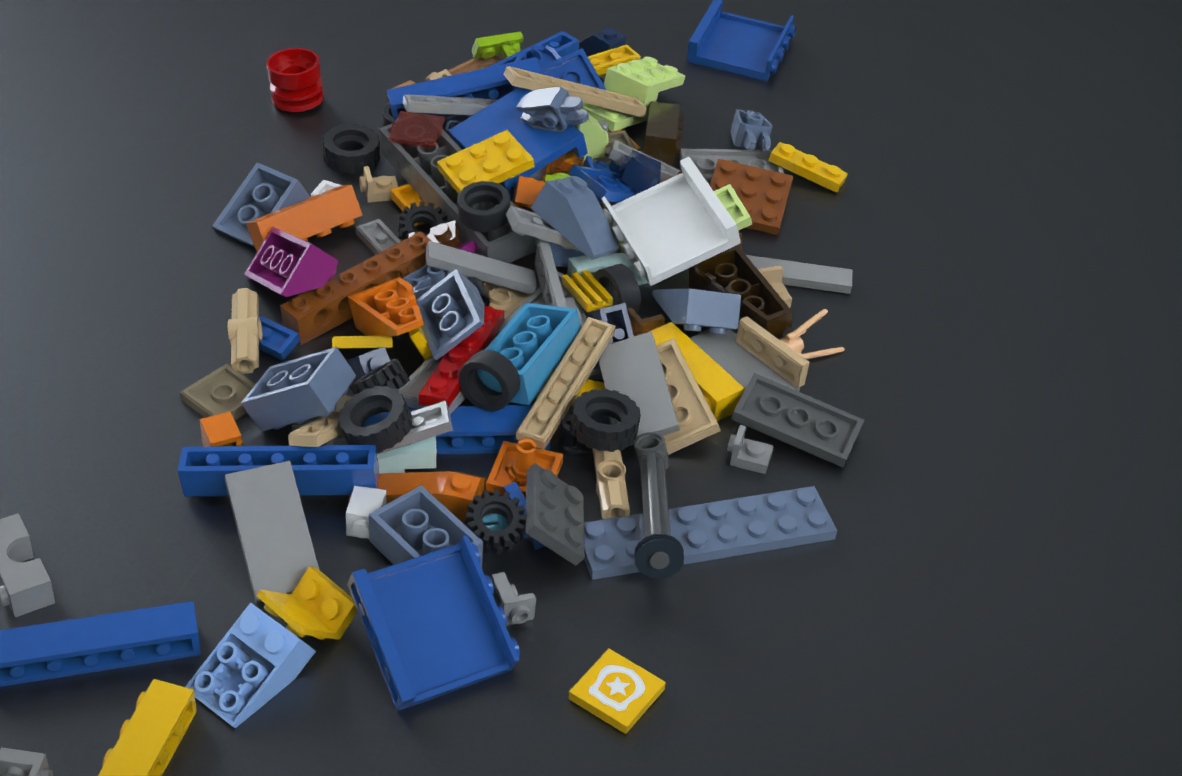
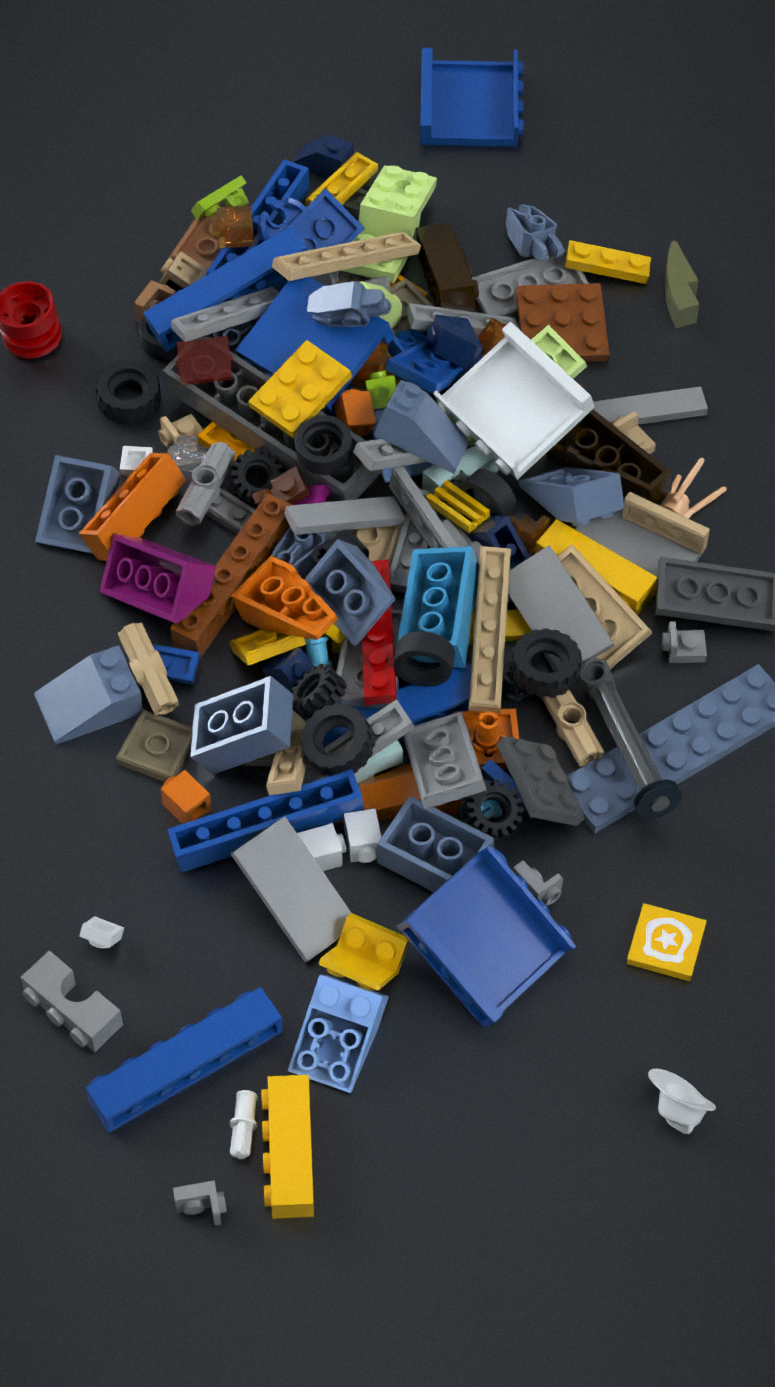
camera: 15 degrees left, 15 degrees up
(79, 518) = (101, 932): none -> white plate
(110, 719) = (243, 1124): none -> white axle
(186, 341) = (90, 696): none -> sand blue slope
(322, 510) = (324, 846): none -> white brick
(374, 199) = (187, 453): none -> clear piece
(374, 220) = (205, 484): none -> light grey piece
(406, 357) = (317, 651): none -> medium azure bush
(467, 466) = (443, 760): none -> light grey tile
(493, 52) = (234, 226): none -> clear orange brick
(864, 198) = (680, 288): none -> olive slope

